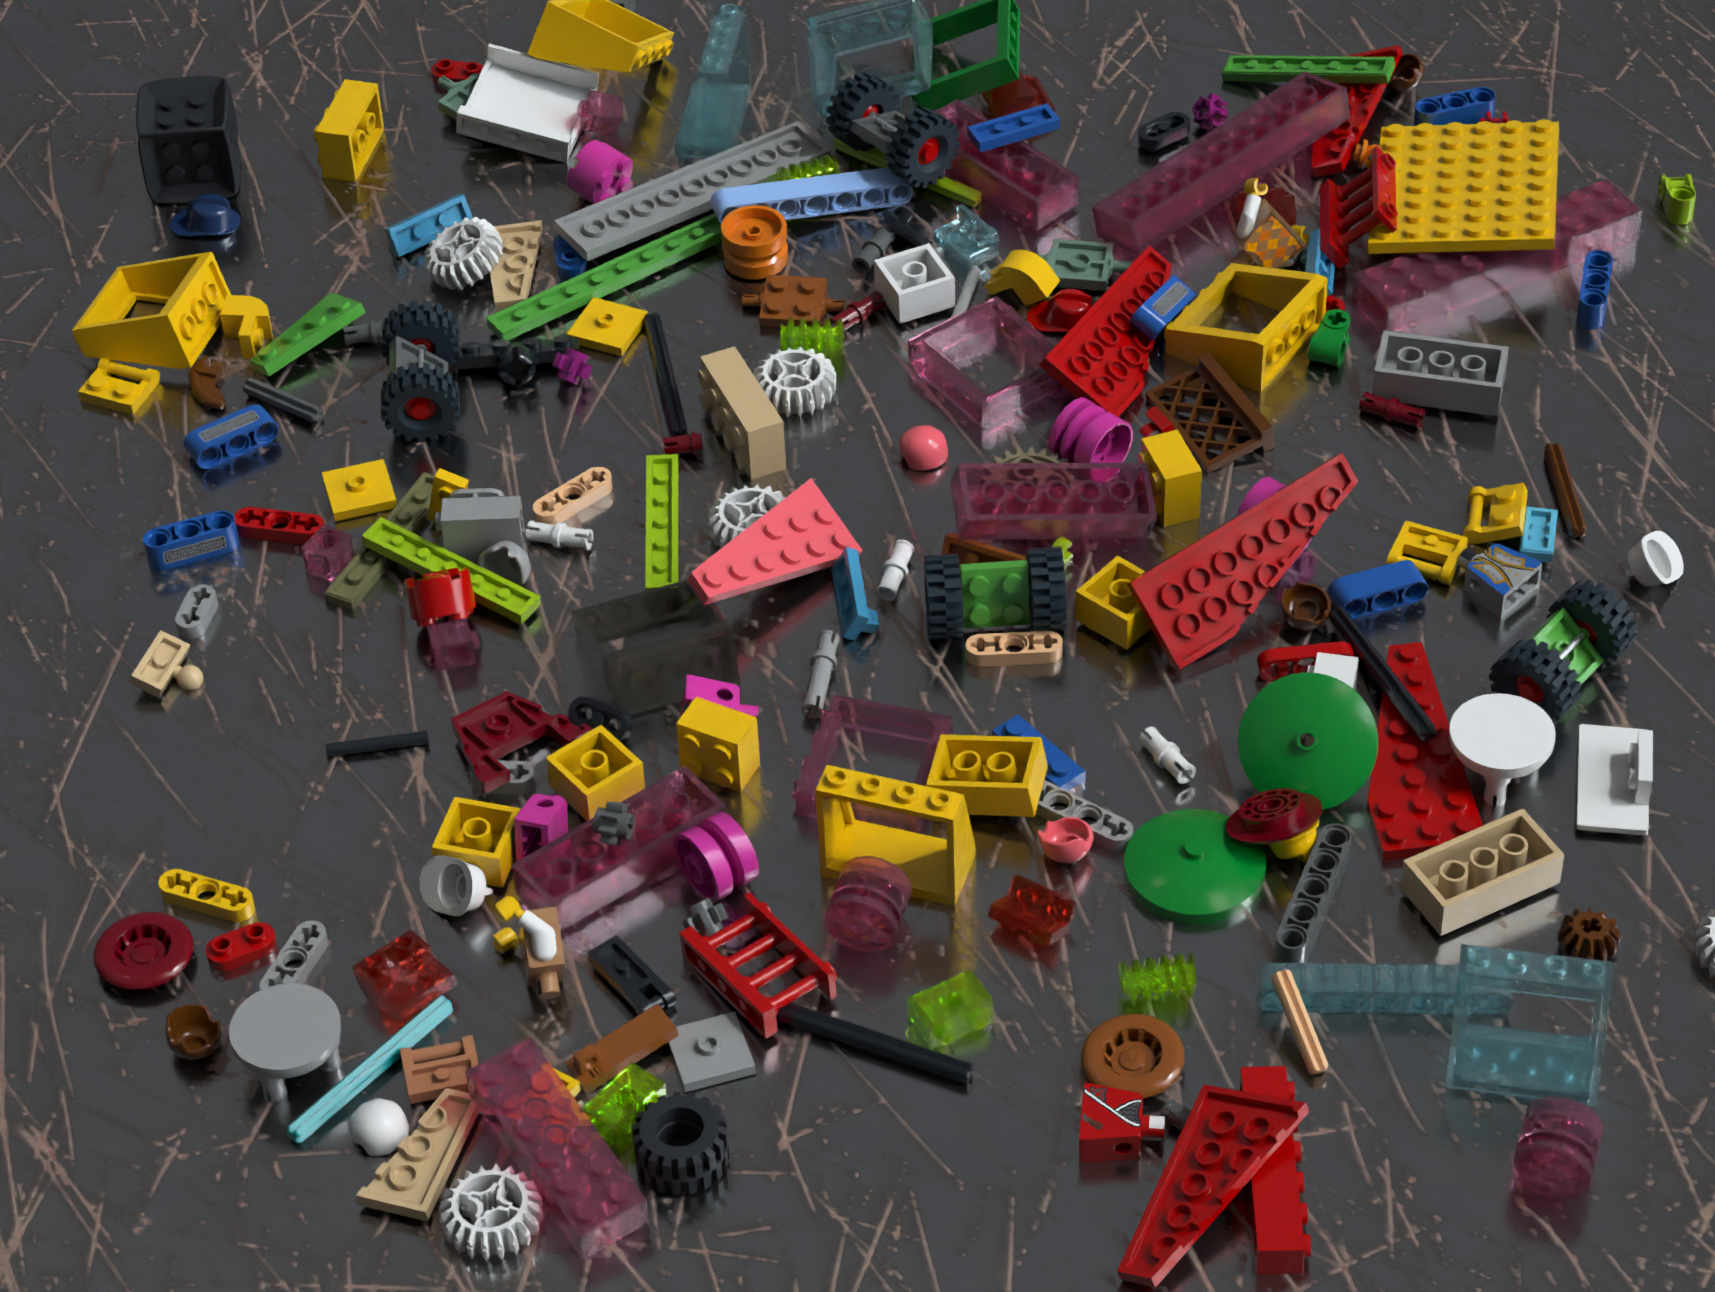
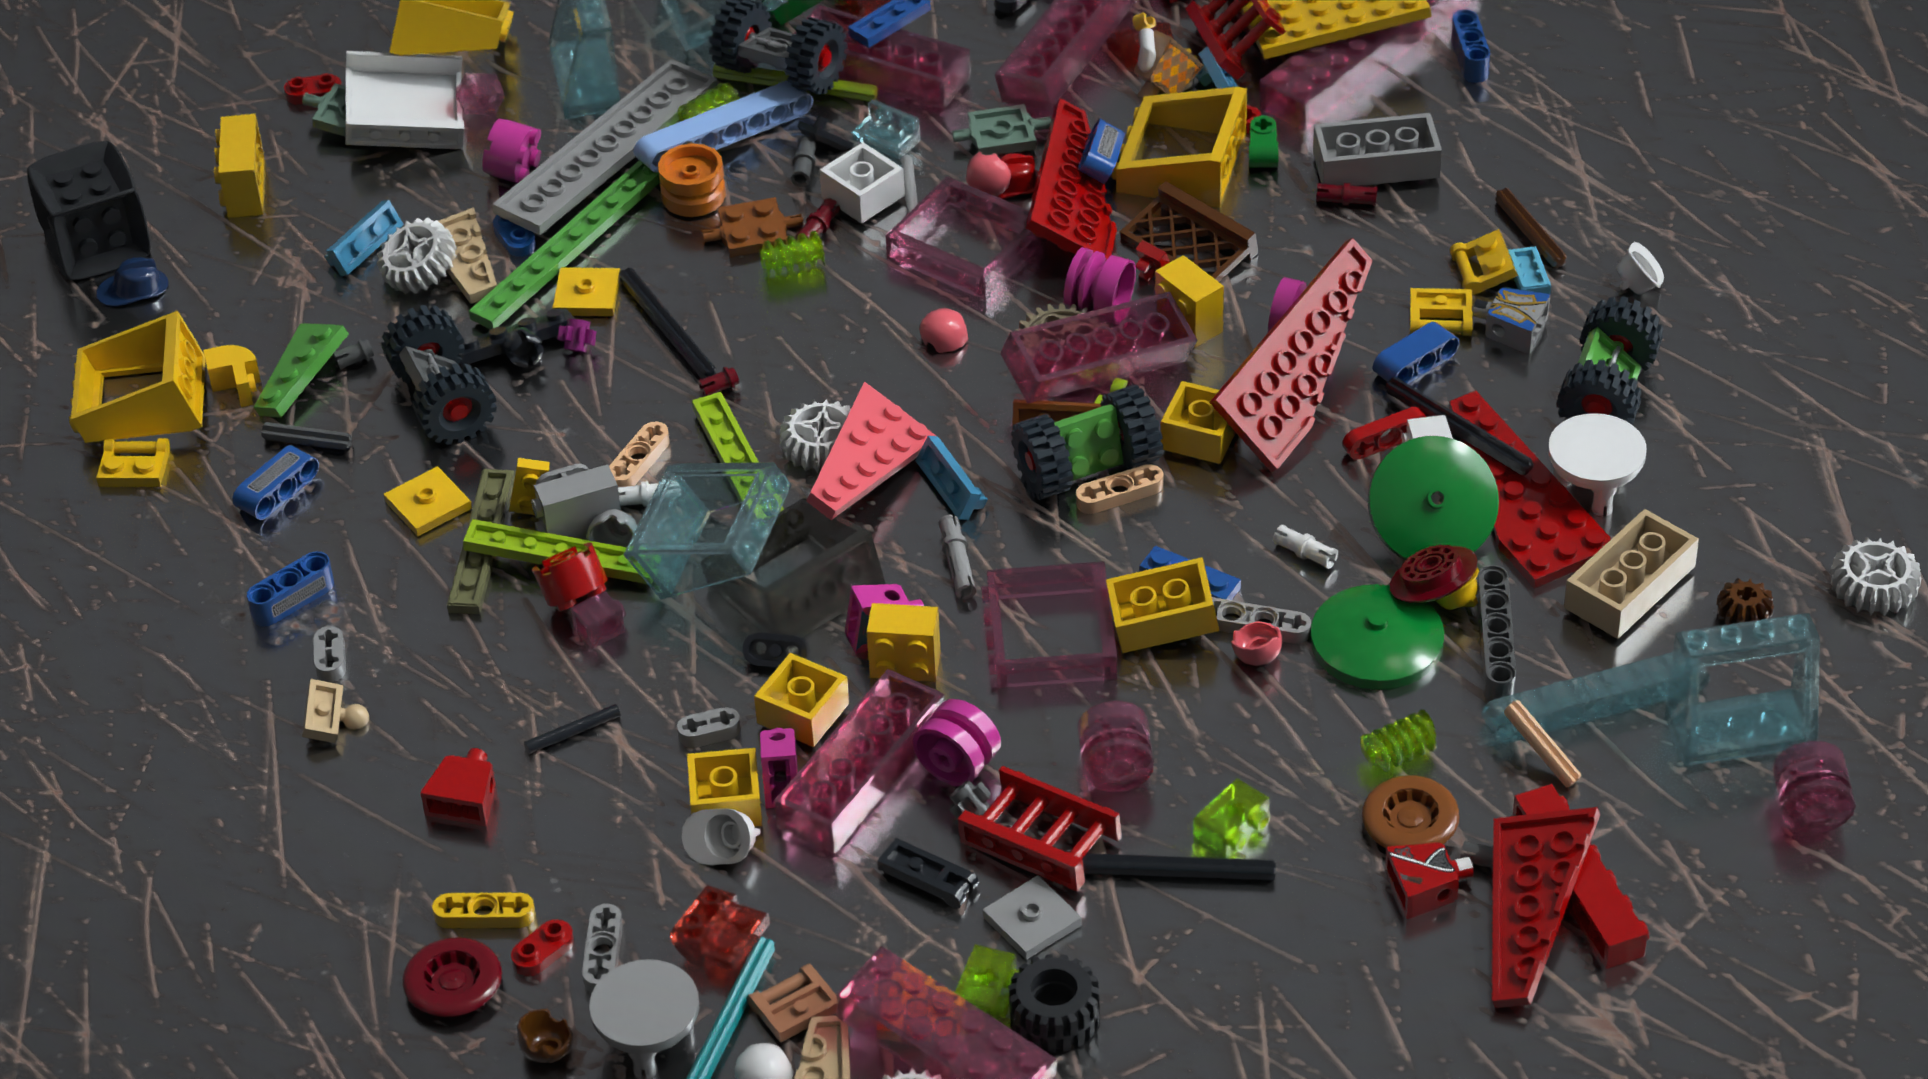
camera: 20 degrees left, 0 degrees up
(203, 383) = (217, 440): reddish brown piece -> none
(244, 772) = (461, 789): none -> red torso
(258, 524) = (356, 547): red beam -> none
(327, 552) = (431, 566): clear pink brick -> none
(503, 726) = (690, 679): dark red wing -> none
(537, 944) = (833, 865): torso -> none
(548, 584) = (667, 536): none -> clear light blue windscreen
(613, 823) = (857, 736): dark grey gear -> none
(618, 1049) = (954, 934): dark orange hinge -> none
(742, 413) = (766, 338): tan brick -> none
(796, 380) = (794, 299): white gear -> none
(894, 570) = (976, 446): white pin -> none
(931, 863) = (1154, 692): yellow windscreen -> none
(1026, 274) = (954, 149): yellow brick -> none
(1034, 911) = (1261, 713): clear red bracket -> none
(1038, 304) = (988, 174): none -> coral hair
(1305, 606) = (1361, 385): reddish brown hair -> none
(1614, 779) = (1699, 463): white bracket -> none

